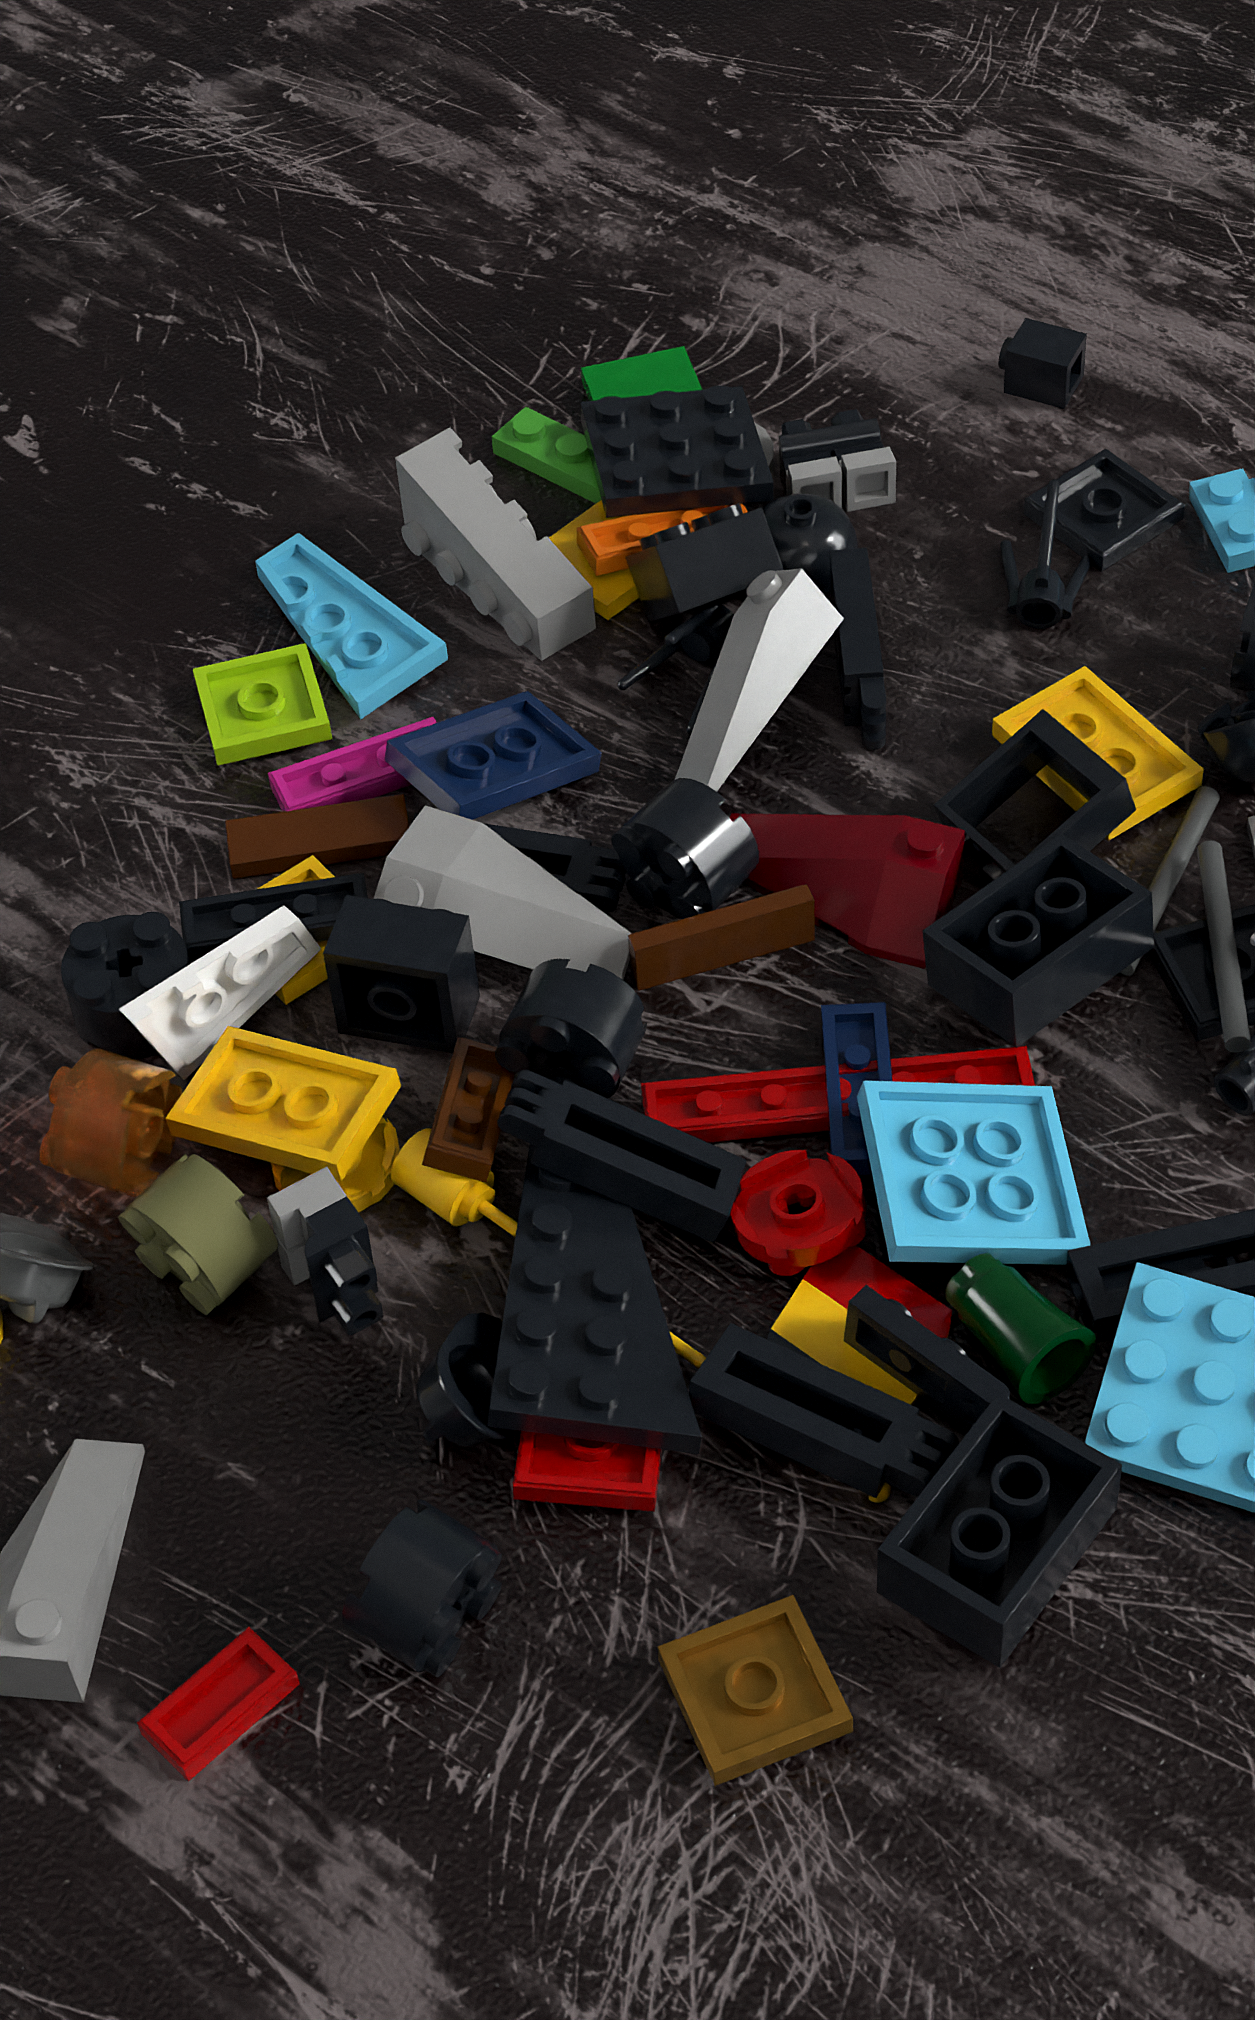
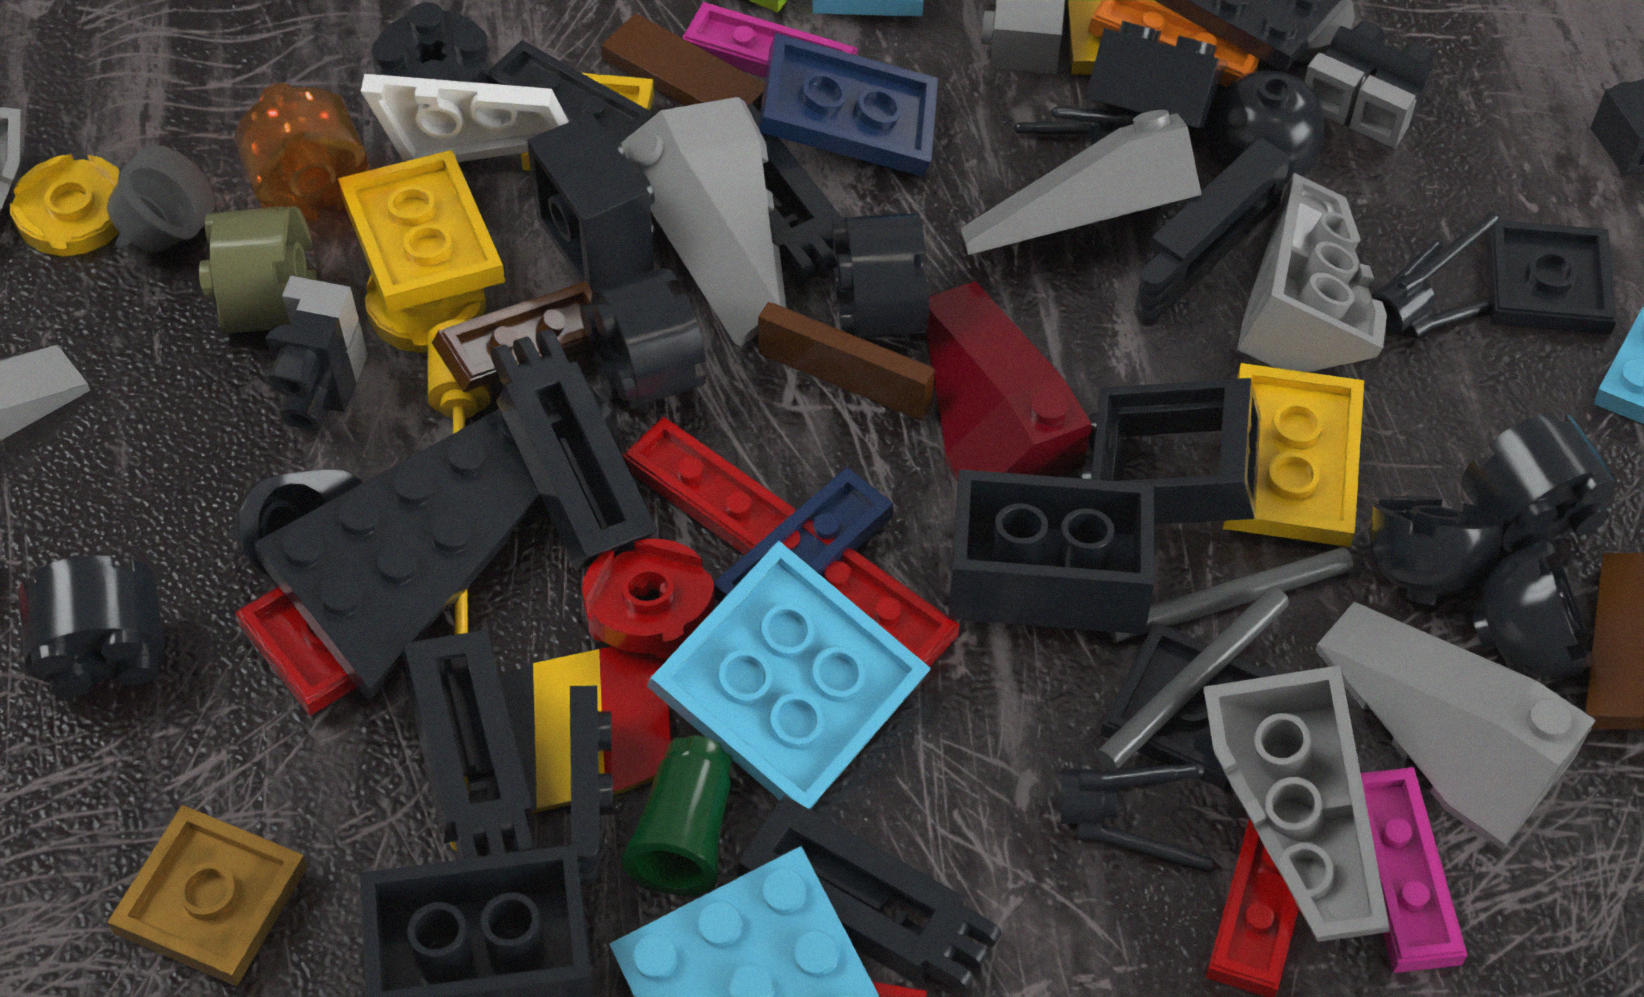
camera: 40 degrees right, 5 degrees up
(971, 637) = (1311, 290): none -> light grey wedge

